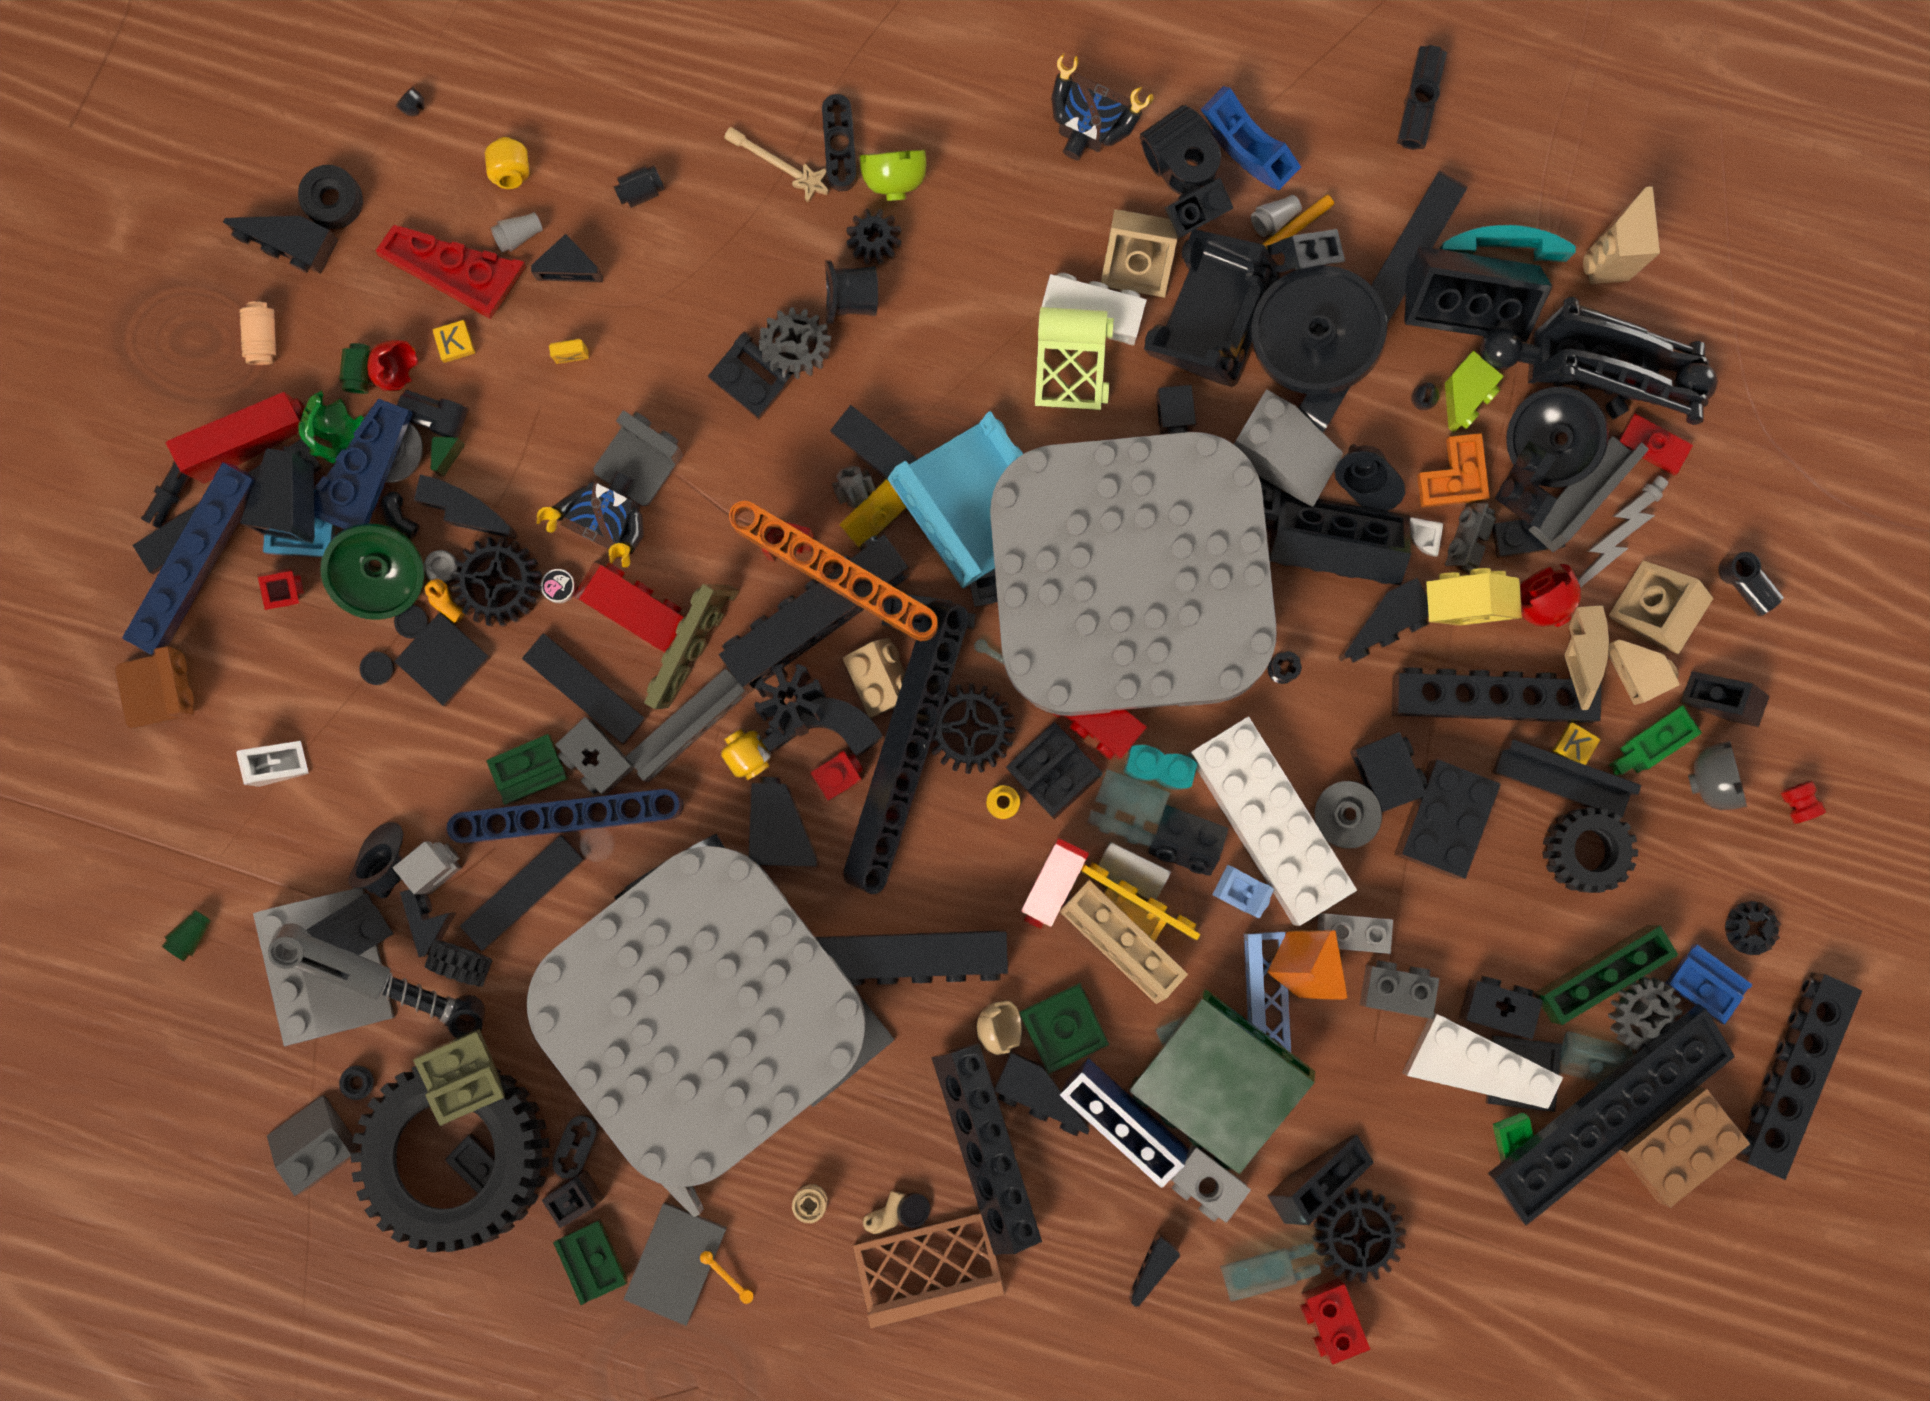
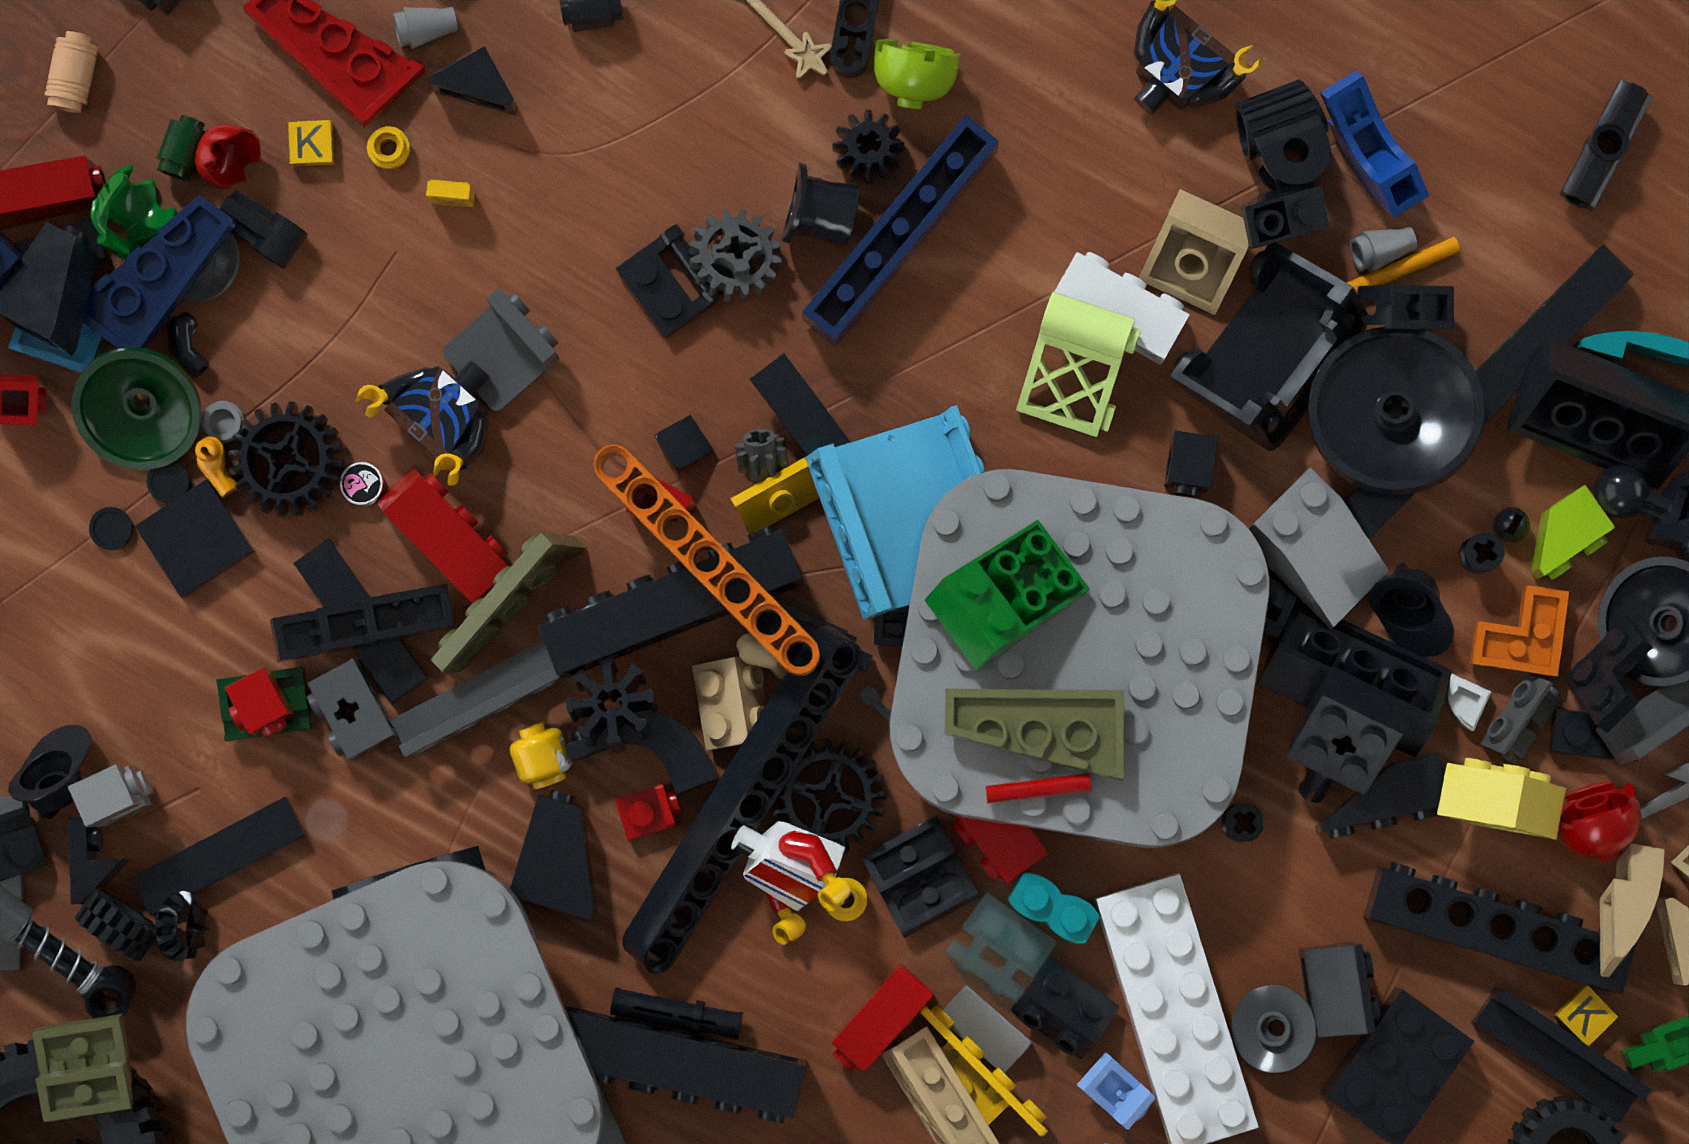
camera: 20 degrees right, 0 degrees up
(444, 453) = (263, 282): dark green slope -> none
(461, 507) = (267, 355): black slope -> none
(501, 963) = (174, 941): none -> black gear
(506, 323) = (382, 136): none -> yellow plate
(522, 769) = (259, 704): none -> red brick
(549, 813) = (276, 775): dark blue beam -> none
(585, 688) = (362, 622): none -> black slope
(792, 494) = (683, 443): none -> black slope
(889, 635) = (755, 654): none -> tan arm
(898, 920) = (677, 1013): none -> black pin
(914, 292) = (900, 230): none -> dark blue brick
(957, 790) = (792, 871): none -> torso
(1065, 538) = (1006, 594): none -> green slope
(1126, 626) = (1051, 725): none -> olive wing
(1128, 676) = (1038, 788): none -> red piece
(1345, 580) = (1346, 734): none -> black brick
(1419, 420) = (1494, 551): none -> black bush

